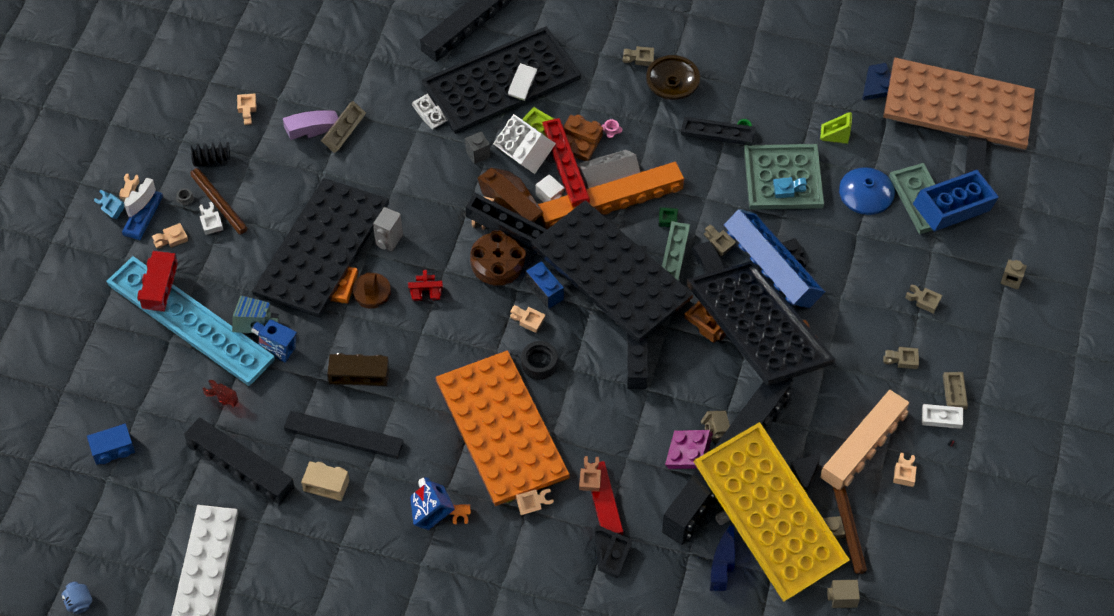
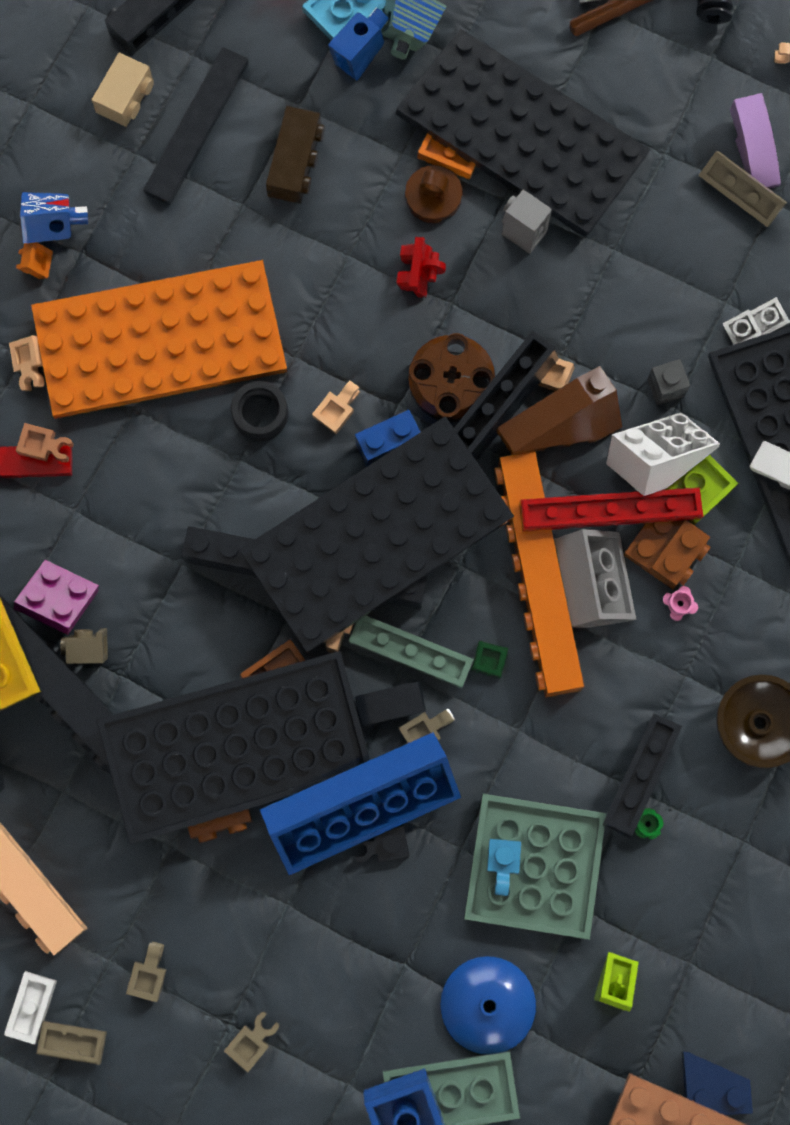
camera: 100 degrees right, 20 degrees up
(549, 189) = (565, 479): white brick -> none

